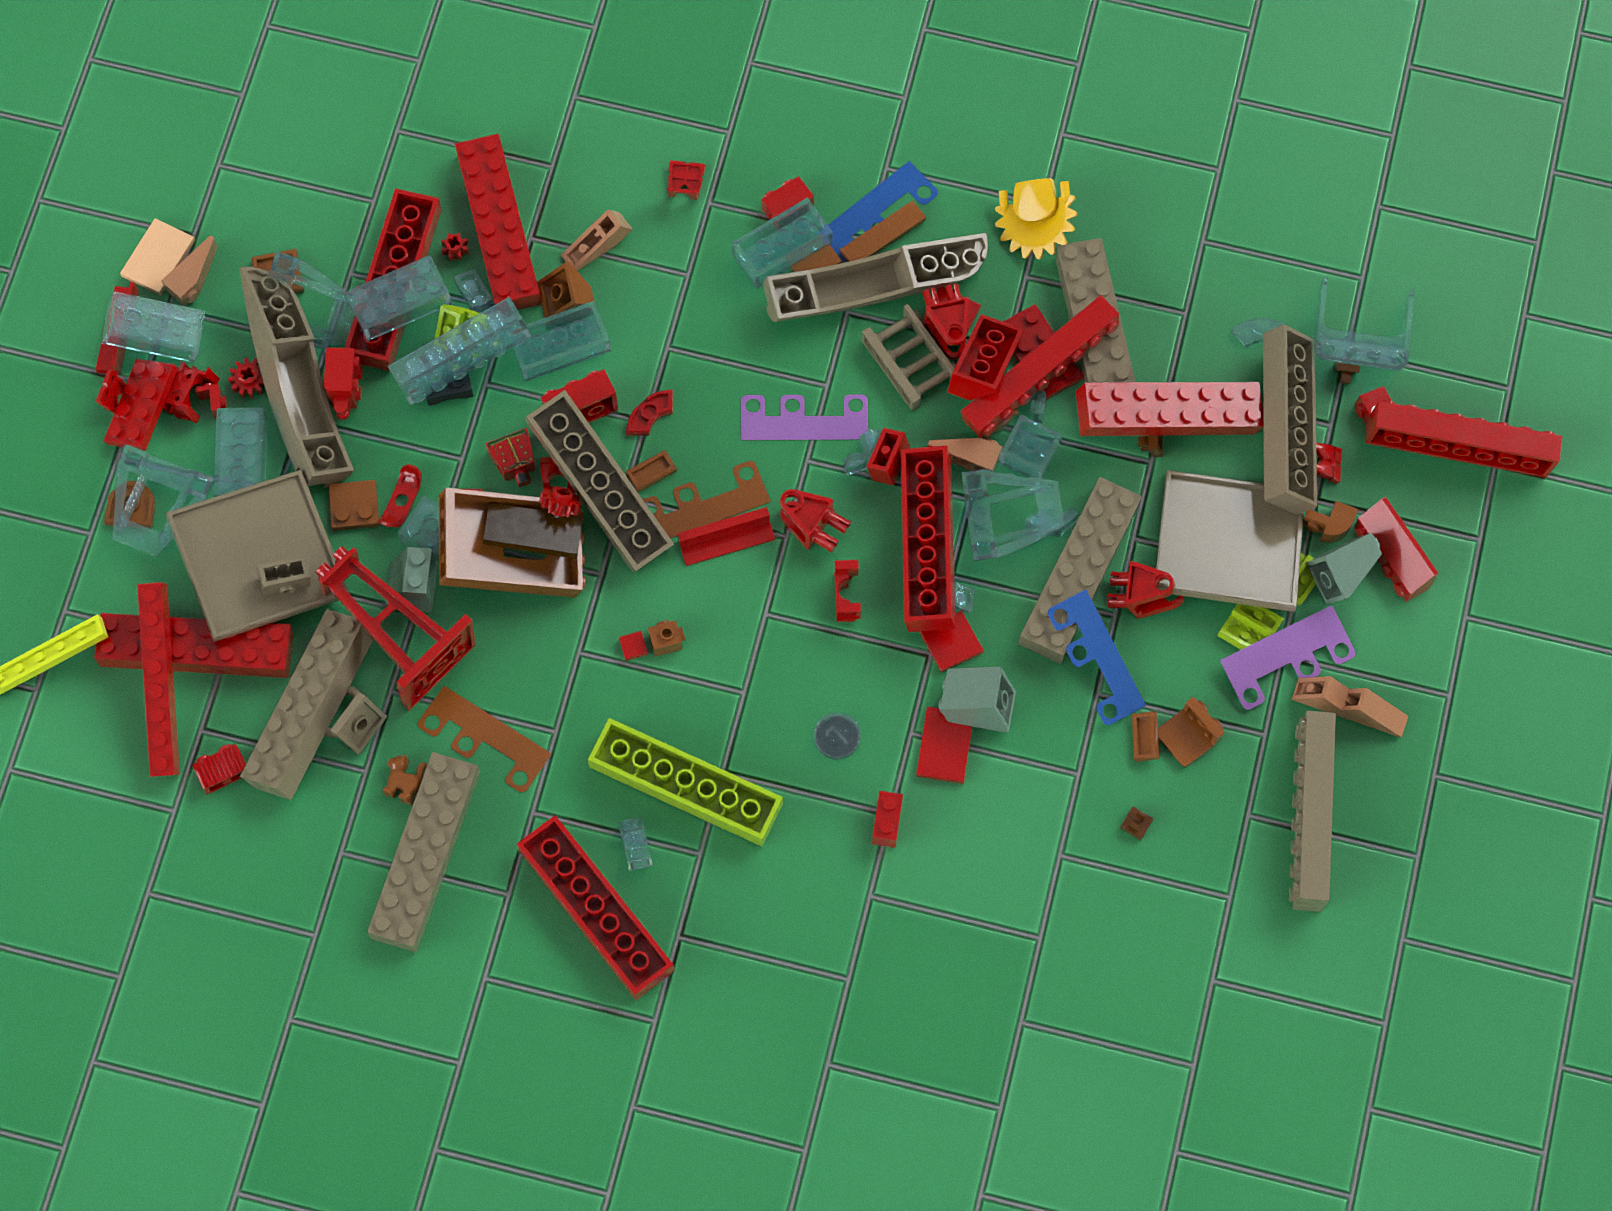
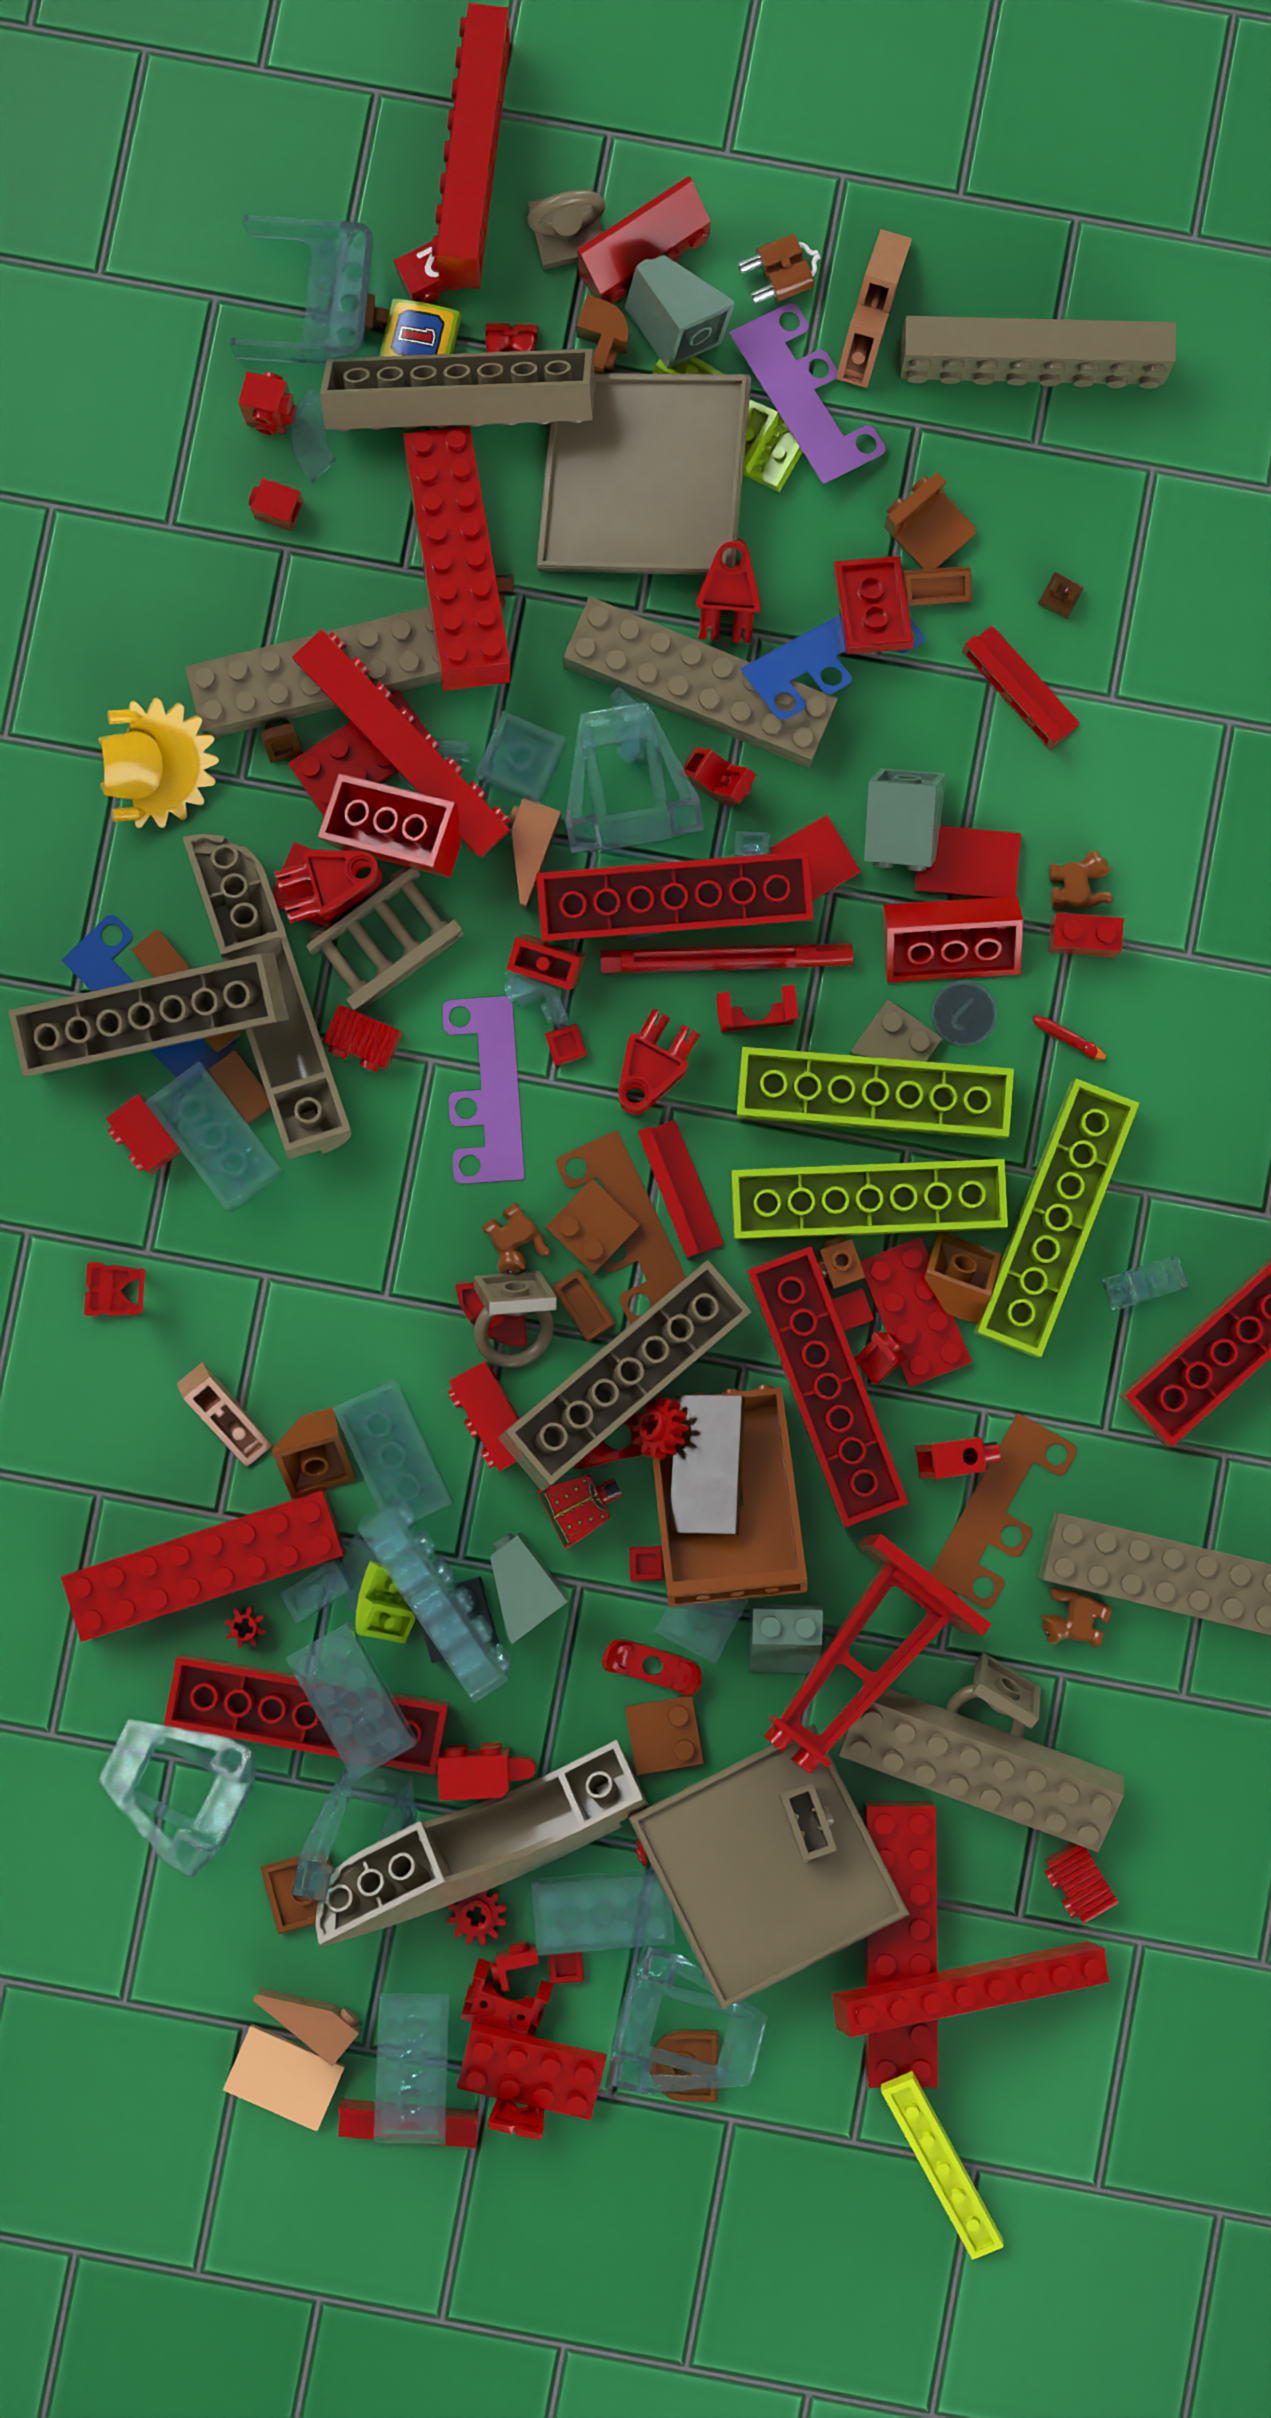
camera: 90 degrees left, 15 degrees up
(205, 434) = (566, 1968): none -> red tile
(321, 215) = (200, 1837): none -> clear light blue windscreen
(464, 415) = (524, 1586): none -> sand green slope
(523, 693) = (946, 1457): none -> red torso
(580, 620) = (827, 1387): none -> red brick
(598, 659) = (880, 1356): none -> red bracket
(628, 687) = (914, 1313): none -> red plate
(652, 714) = (962, 1276): none -> dark orange slope
(660, 421) = (514, 1297): none -> dark tan tile
(701, 426) = (513, 1235): none -> dark orange animal
(705, 480) = (592, 1226): none -> dark orange plate
(708, 657) = (869, 1199): none -> lime brick
(782, 666) = (875, 1093): none -> lime brick
(805, 820) = (1089, 1049): none -> red piece
(822, 688) = (896, 1036): none -> dark tan wing
(831, 470) = (565, 1044): none -> red tile
(843, 339) = (362, 1038): none -> red brick
(864, 201) = (148, 1014): none -> dark tan brick
(885, 578) = (726, 958): none -> red piece
(890, 728) = (952, 939): none -> red slope
(926, 816) = (1075, 883): none -> dark orange animal
(1013, 576) = (717, 777): none -> red brick
(1050, 300) = (281, 741): none -> reddish brown tile
(1070, 790) = (1020, 687): none -> red panel
(1131, 689) = (873, 605): none -> red tile
(1214, 305) = (275, 504): none -> red brick
(1283, 299) = (267, 403): none -> red brick
(1334, 403) = (420, 329): none -> slope
(1378, 646) = (784, 268): none -> dark orange piece
(1412, 500) = (565, 224): none -> dark tan tile

